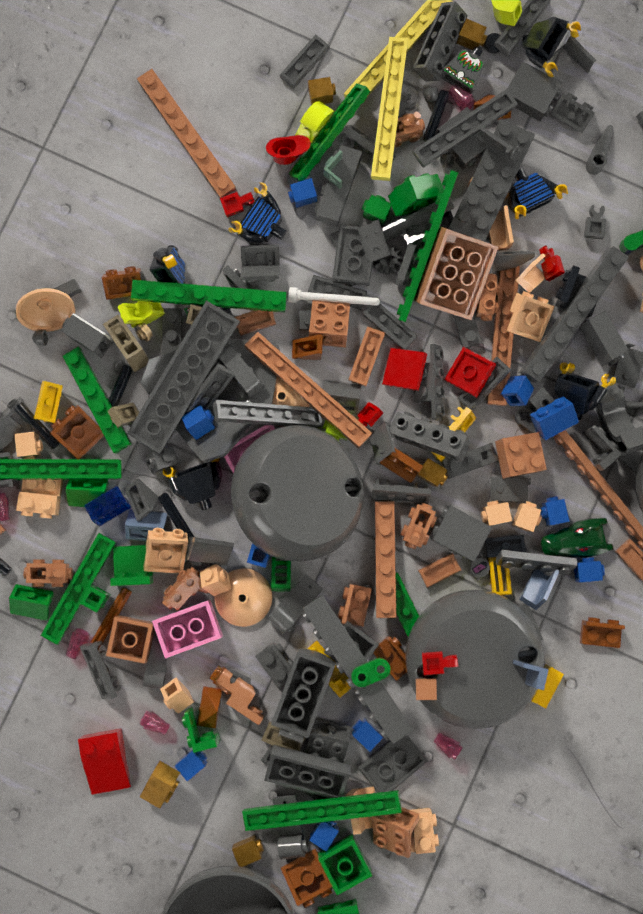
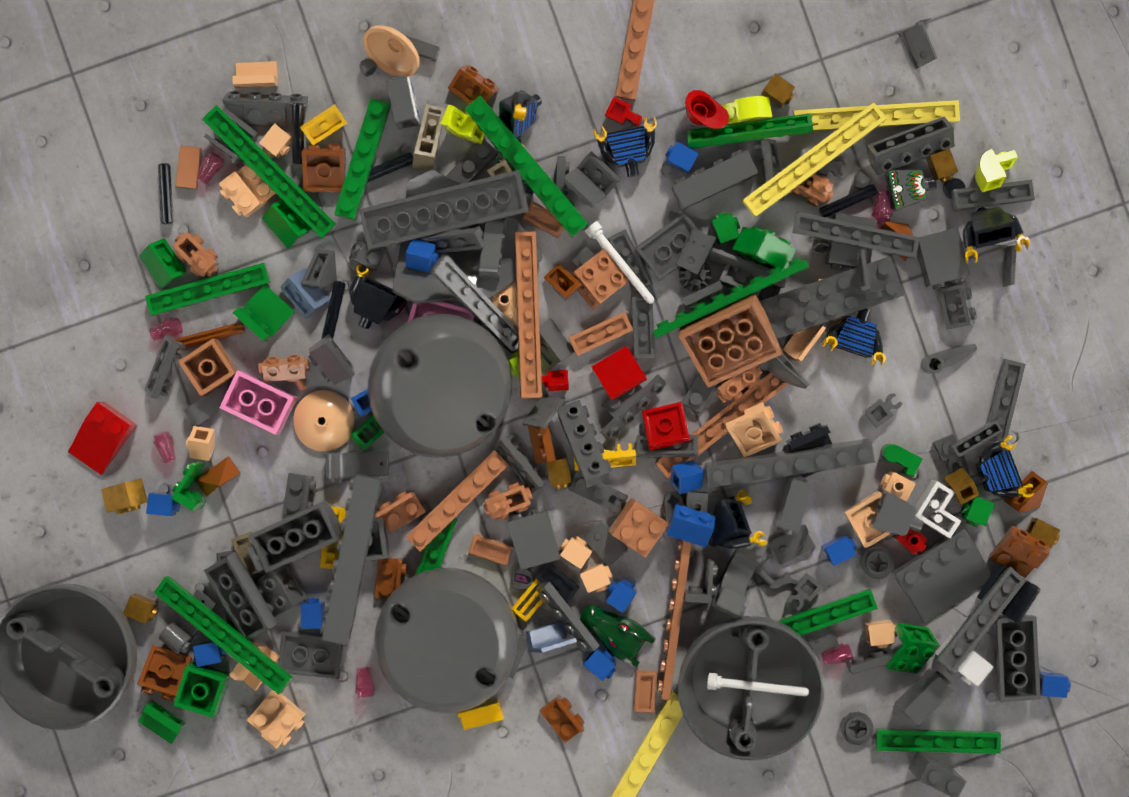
camera: 45 degrees right, 5 degrees up
(95, 598) = (212, 310): green brick -> none
(107, 506) = (290, 249): clear blue bracket -> none
(123, 414) = (371, 192): dark tan plate -> none
(144, 332) = (450, 143): tan plate -> none
(165, 551) = (299, 327): light nougat plate -> none
(215, 580) = (314, 387): light nougat brick -> none
(241, 692) = (252, 487): nougat plate -> none
(304, 61) = (791, 53): dark grey tile -> none
(330, 164) = (721, 158): sand green bracket -> none
(370, 672) = (357, 572): green plate -> none
(395, 831) = (261, 703): nougat bracket -> none
(426, 689) = (385, 625): nougat tile -> none
(435, 662) = (410, 614): red plate -> none
(531, 276) = (788, 401): light nougat panel -> none
(535, 676) = (475, 695): sand blue panel -> none
(552, 266) = (814, 409): red plate -> none

